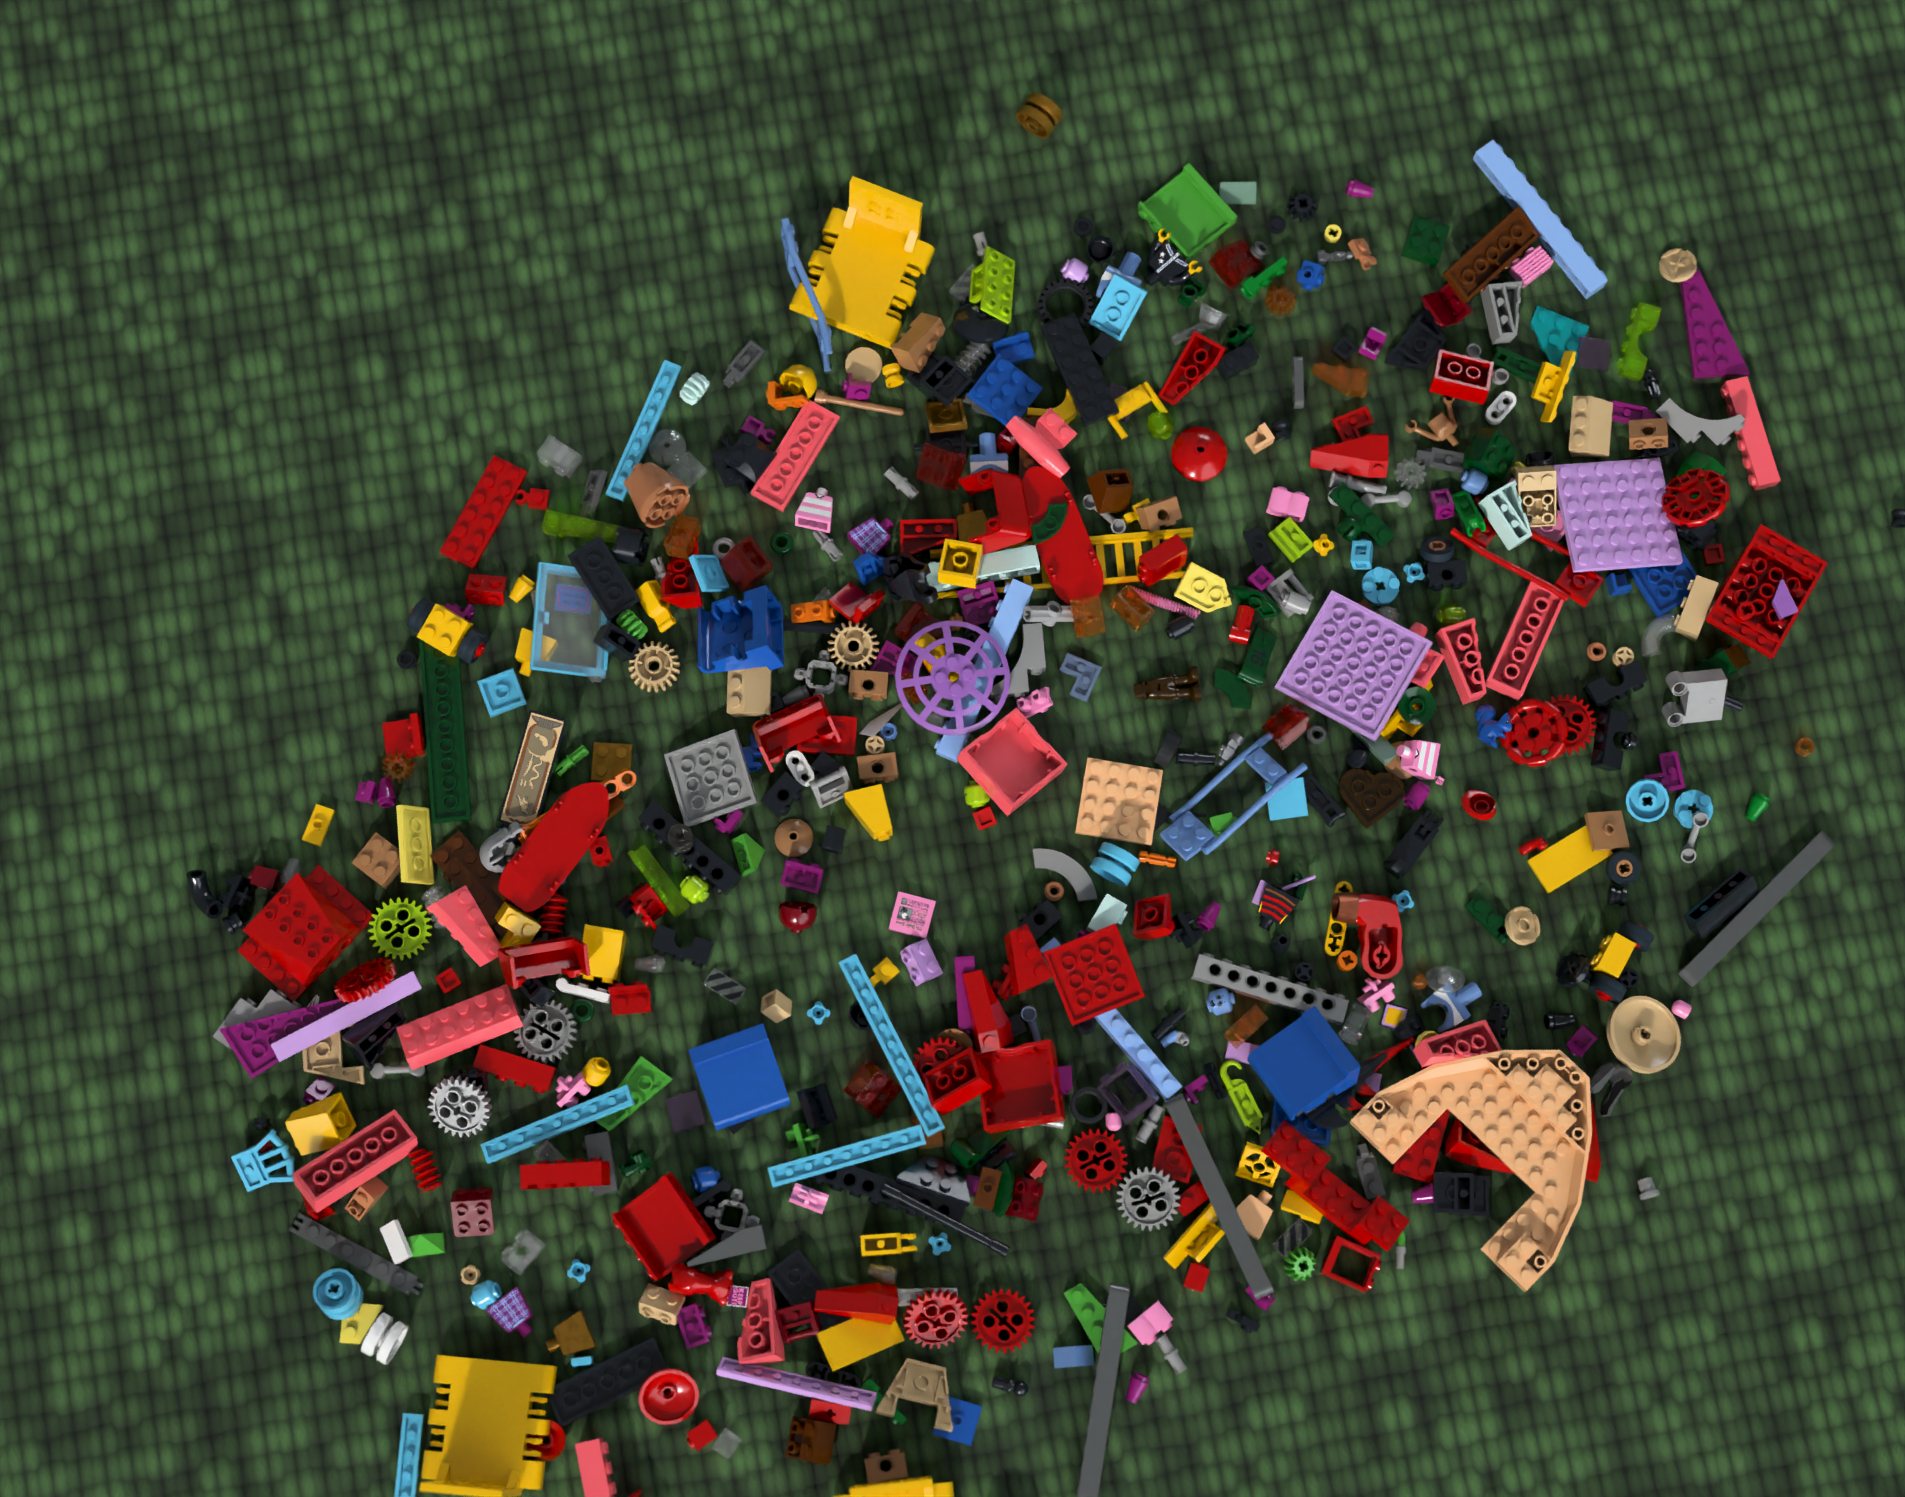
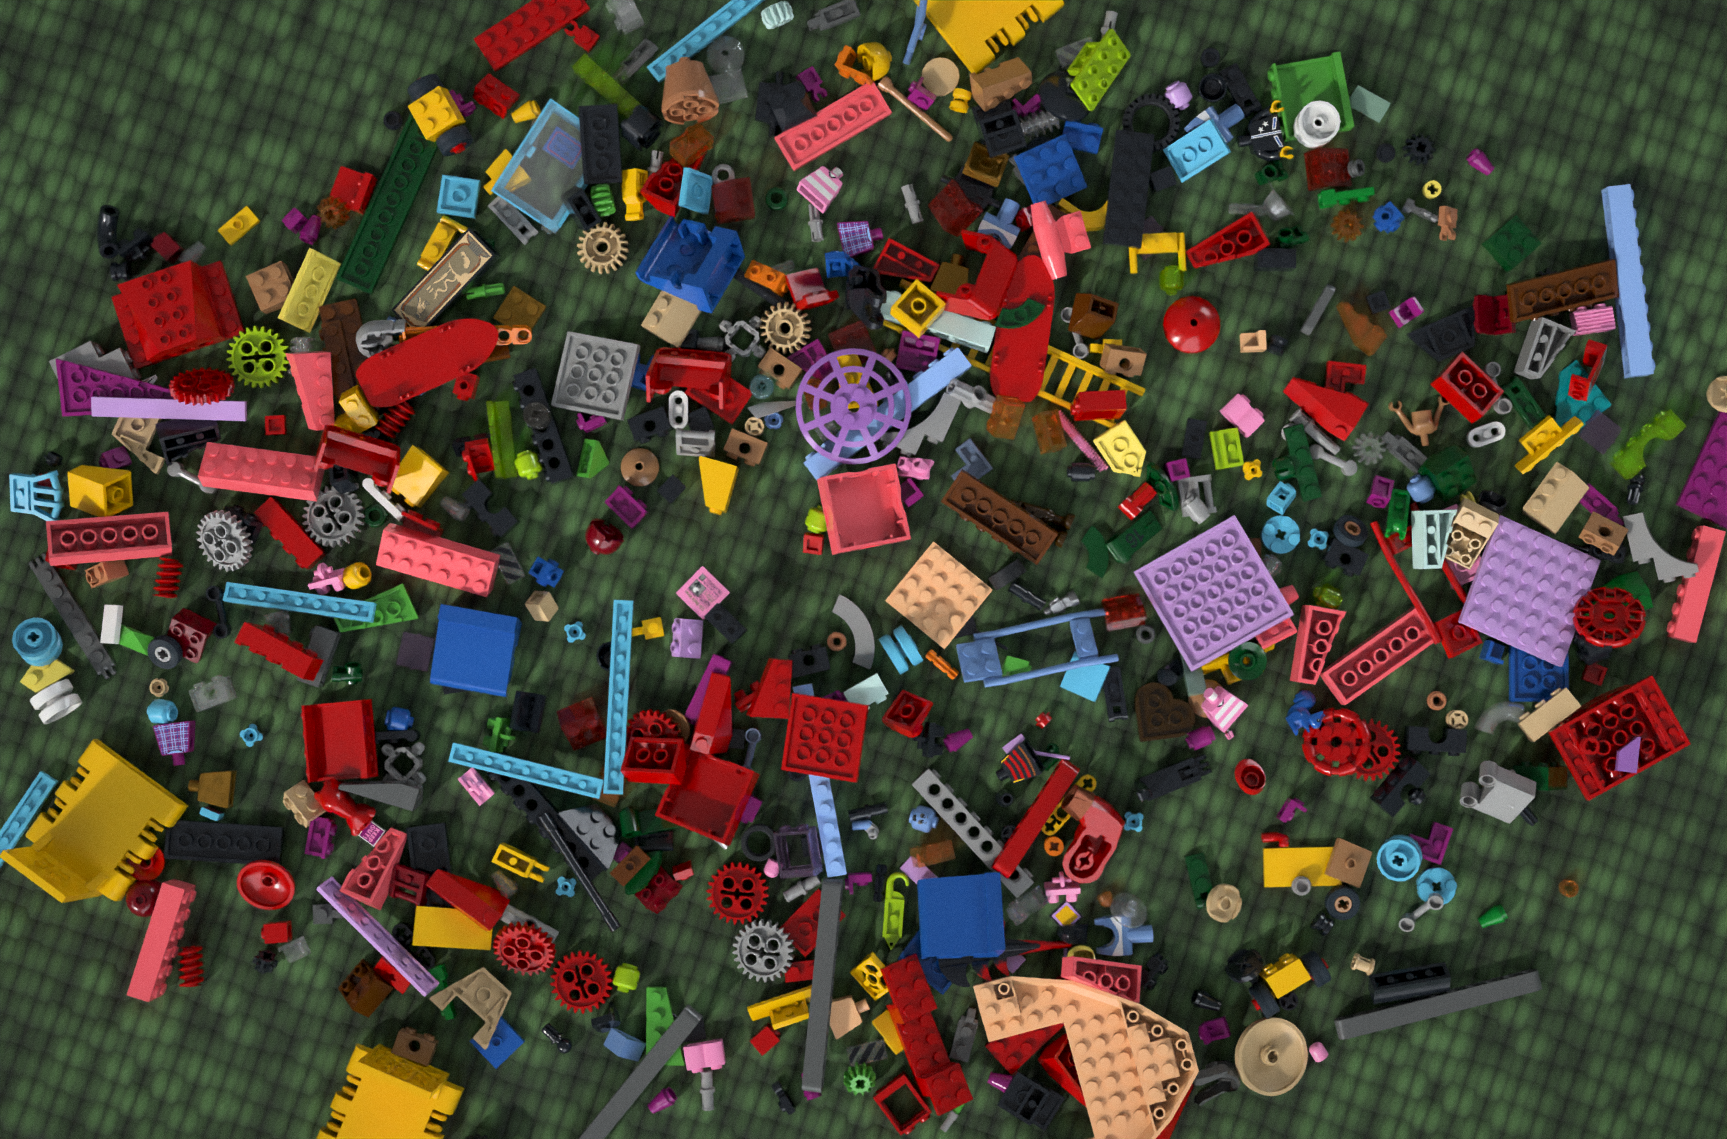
camera: 30 degrees right, 10 degrees up
(456, 1247) = (172, 648): none -> black bush
(477, 1160) = (216, 594): none -> black bar
(507, 741) = (440, 241): none -> yellow plate
(560, 685) = (512, 219): none -> light grey plate
(563, 1474) = (142, 897): none -> dark red cylinder
(661, 1016) = (438, 559): none -> coral brick
(706, 1468) = (265, 961): none -> black gear
(736, 1394) = (325, 914): none -> dark grey plate
(767, 972) = (546, 572): none -> blue brick
(866, 702) = (759, 393): none -> clear light blue head
(945, 923) = (725, 623): none -> black panel
(955, 348) = (1031, 106): none -> magenta bracket
(1040, 1293) = (626, 977): none -> lime head
(1043, 726) = (910, 492): none -> magenta panel
(1046, 1343) = (607, 1022): none -> black plate
(1124, 239) = (1240, 89): none -> black plate
(1132, 703) = (999, 517): none -> reddish brown plate
(1205, 231) = (1316, 124): none -> white wheel
(1317, 944) = (1035, 818): none -> red beam
(1528, 817) = (1287, 810): none -> magenta bracket
(1551, 295) = (1593, 357): none -> red panel
(1579, 872) = (1301, 885): none -> light grey plate
(1672, 910) = (1363, 964): none -> tan bush

